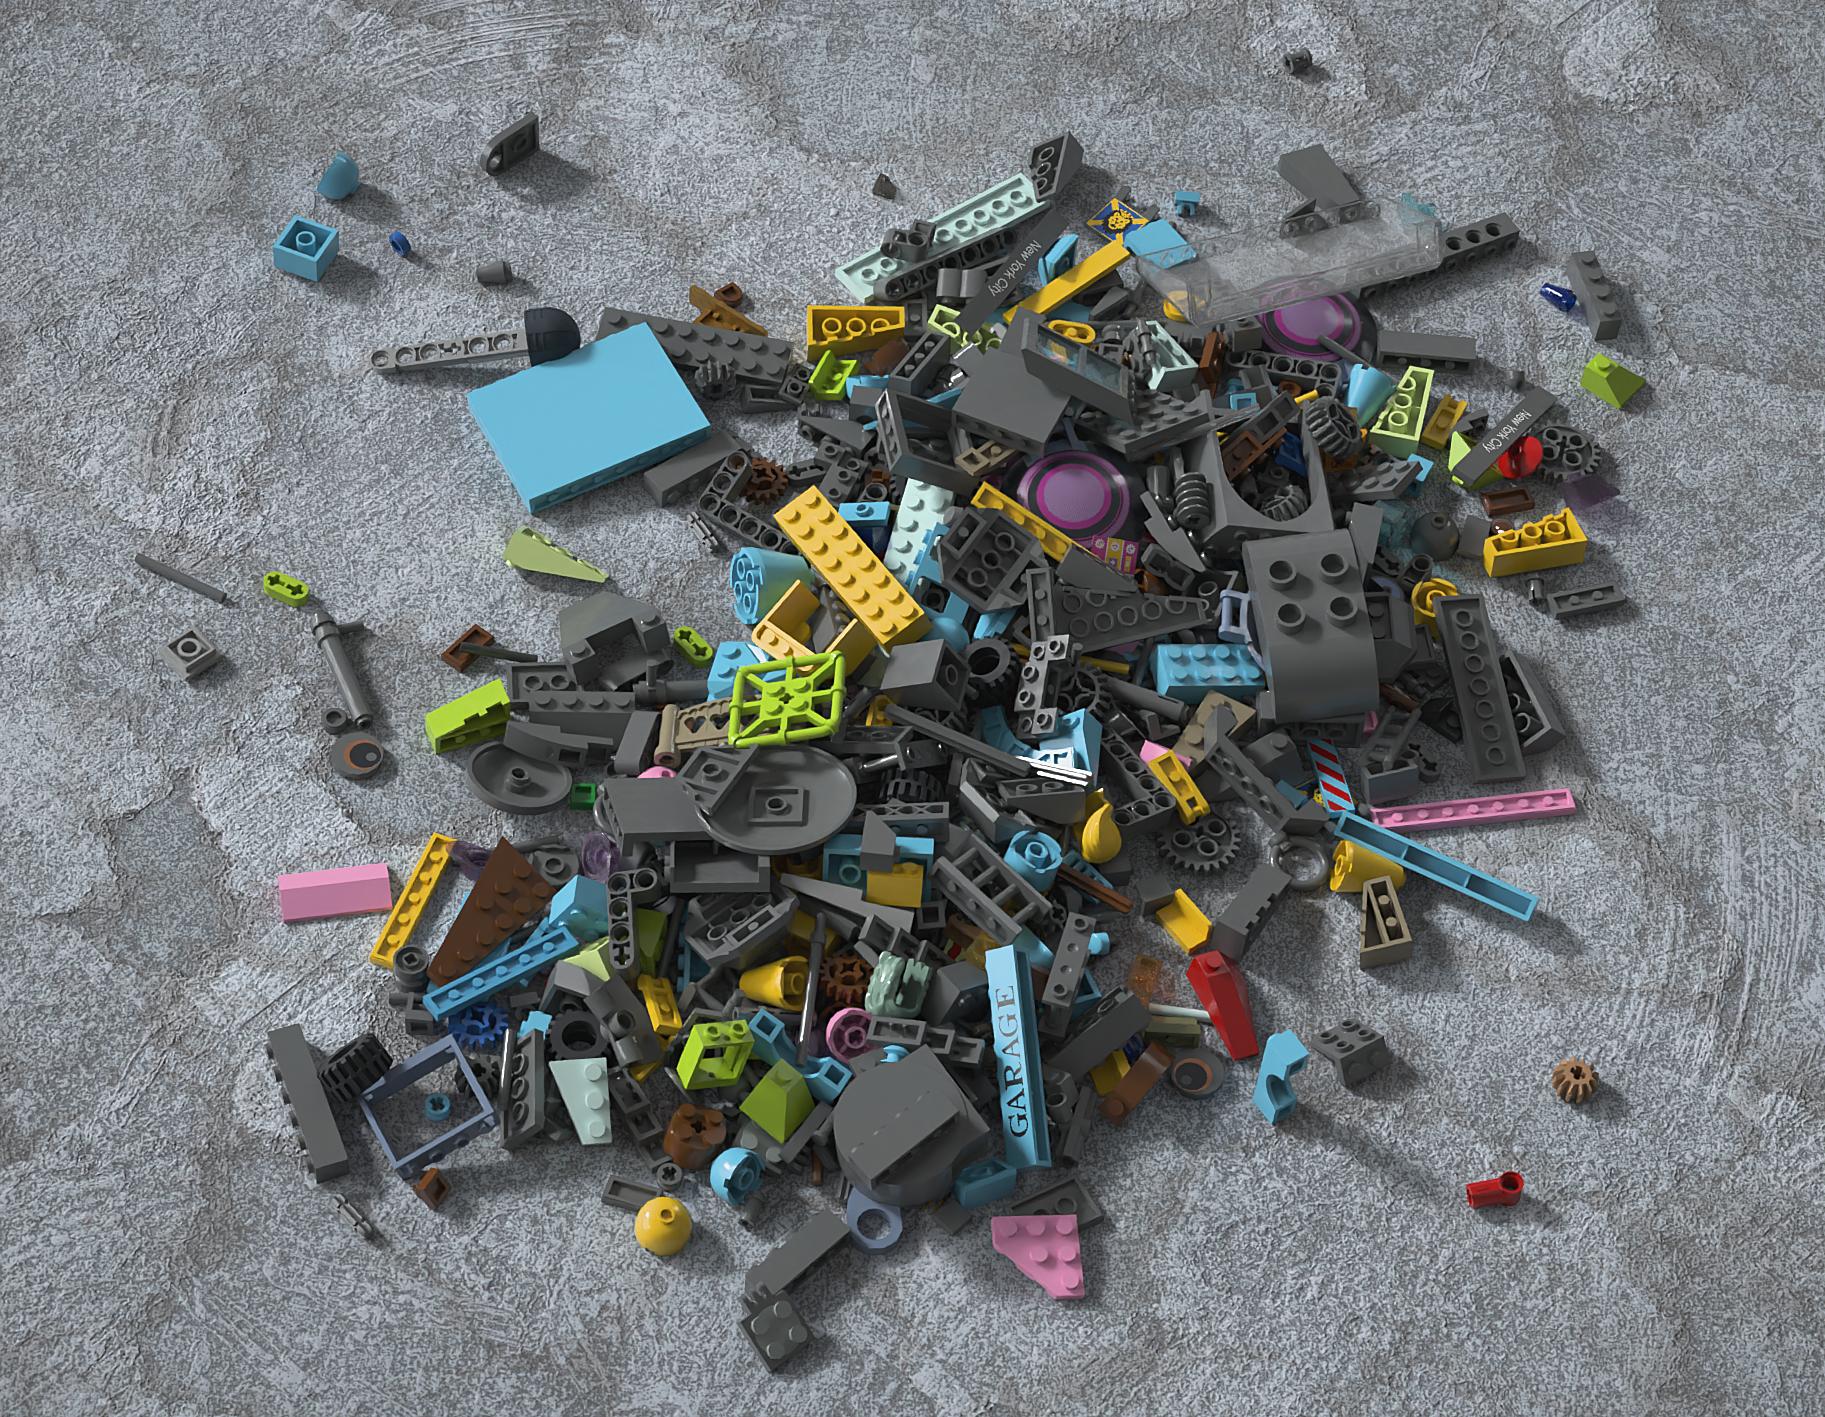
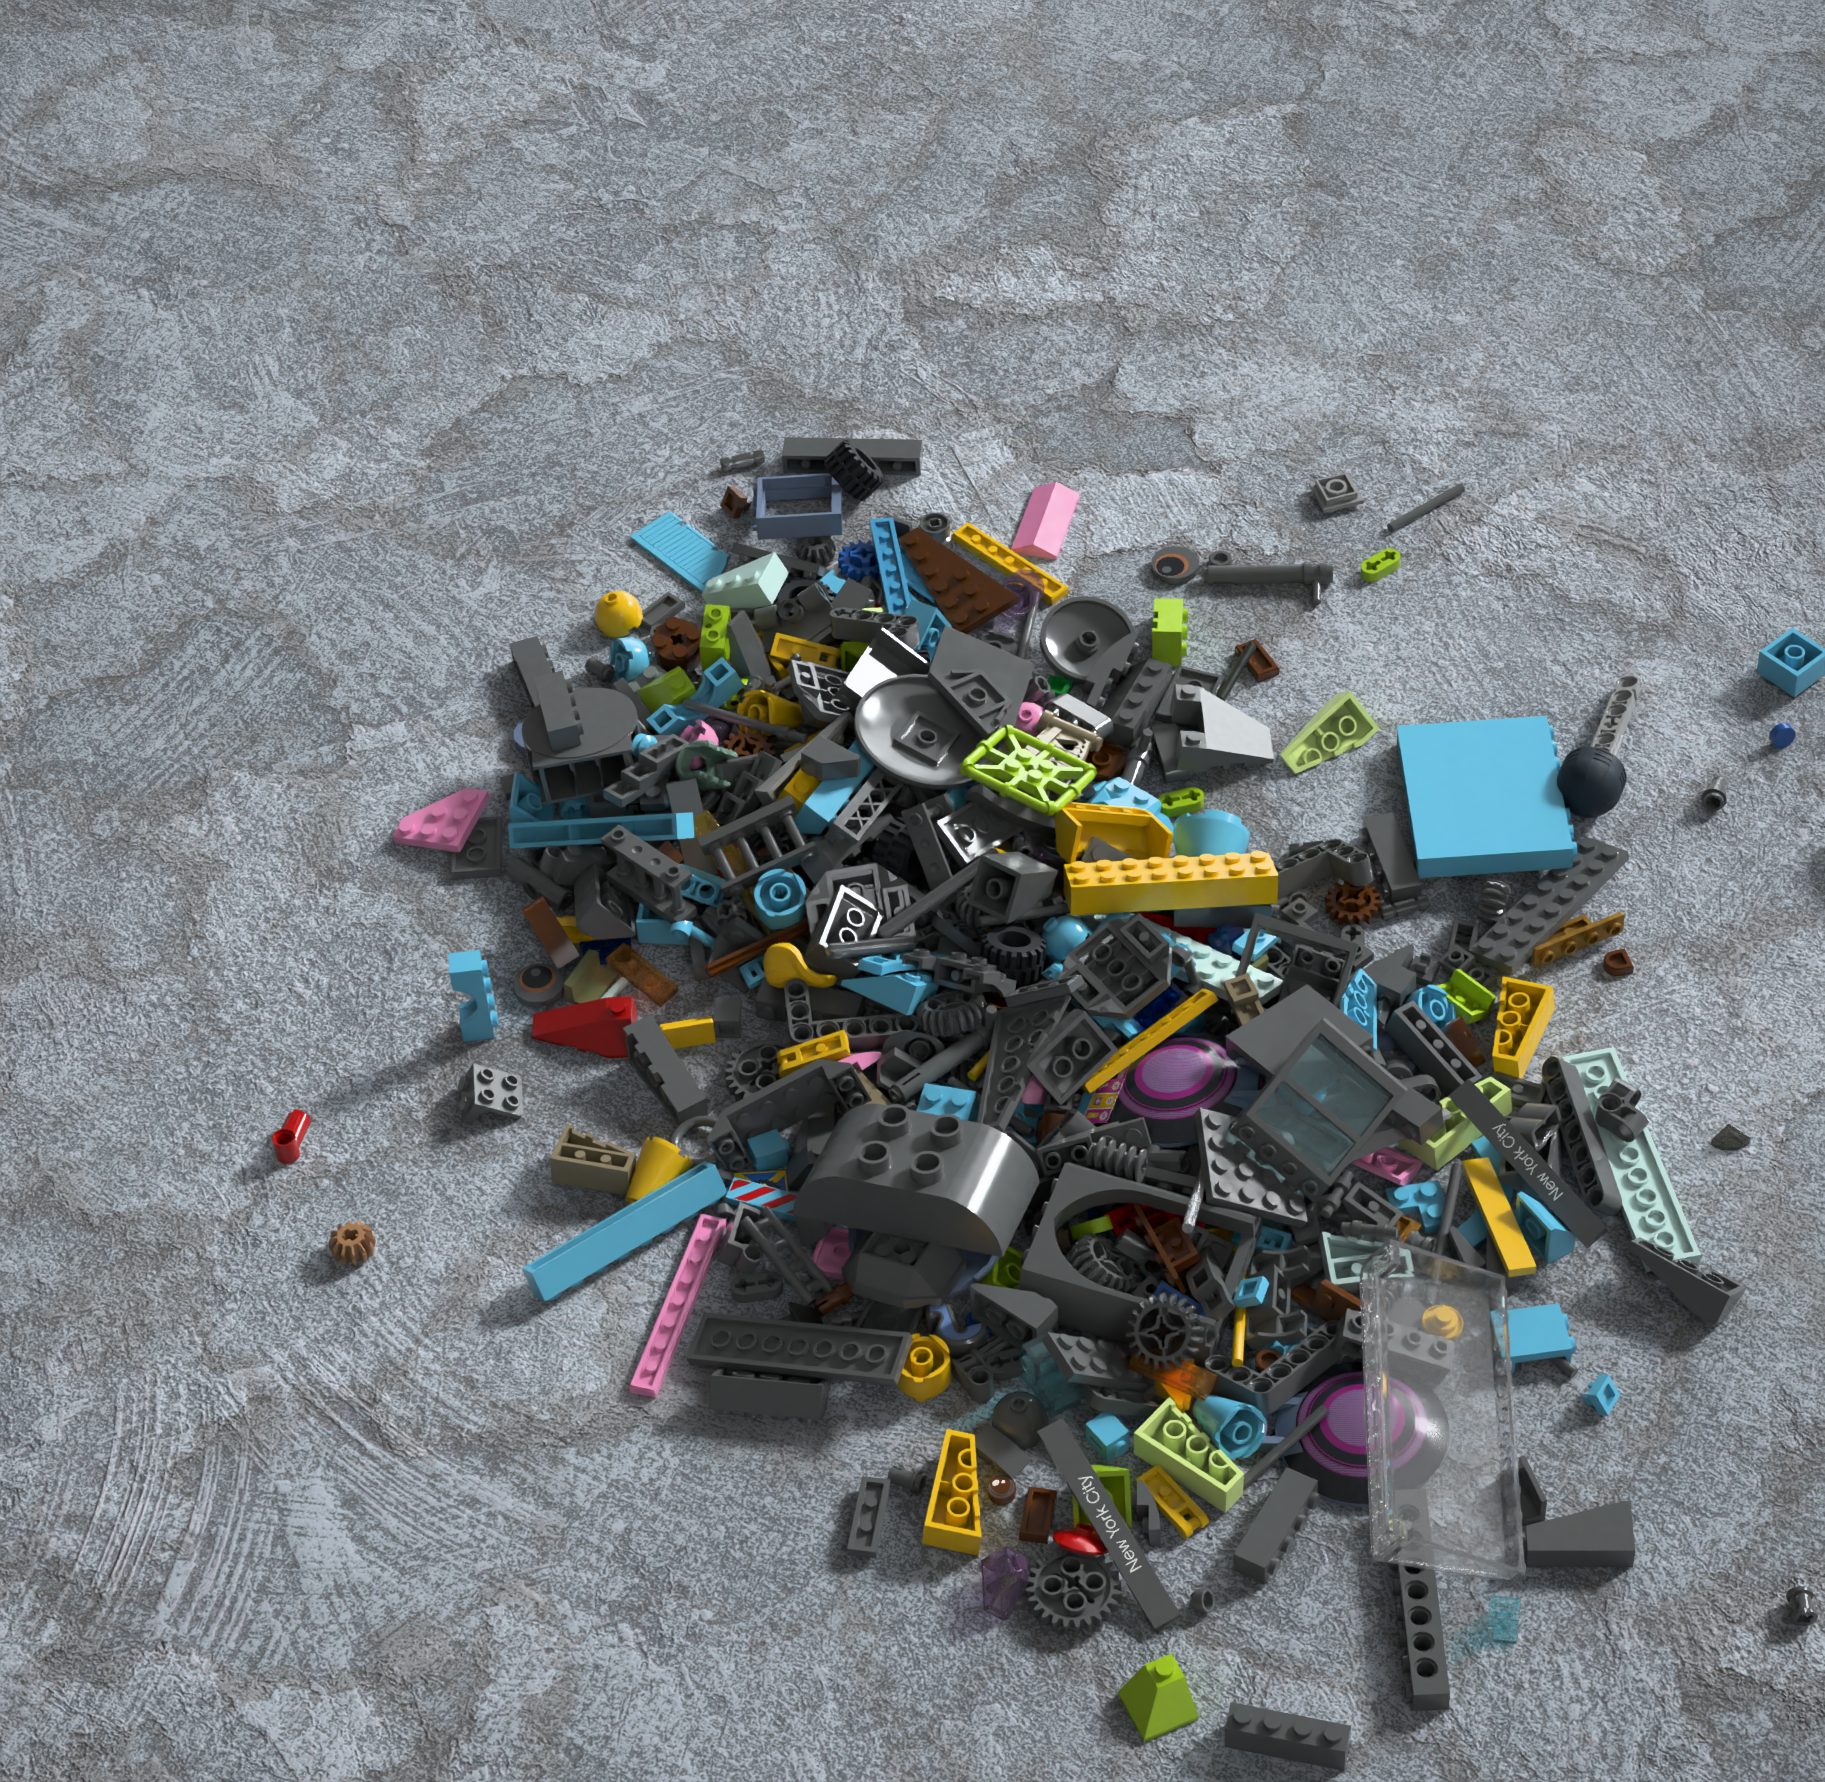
camera: 125 degrees right, 5 degrees down
(506, 1070) = (830, 565): dark grey bar -> none
(523, 1217) = (682, 550): none -> medium azure piece
(773, 1326) = (489, 643): piece -> none
(1076, 331) = (1428, 1199): yellow plate -> none
(1118, 219) = (1601, 1325): flag -> none
(1558, 296) = (1306, 1702): clear blue cone -> none

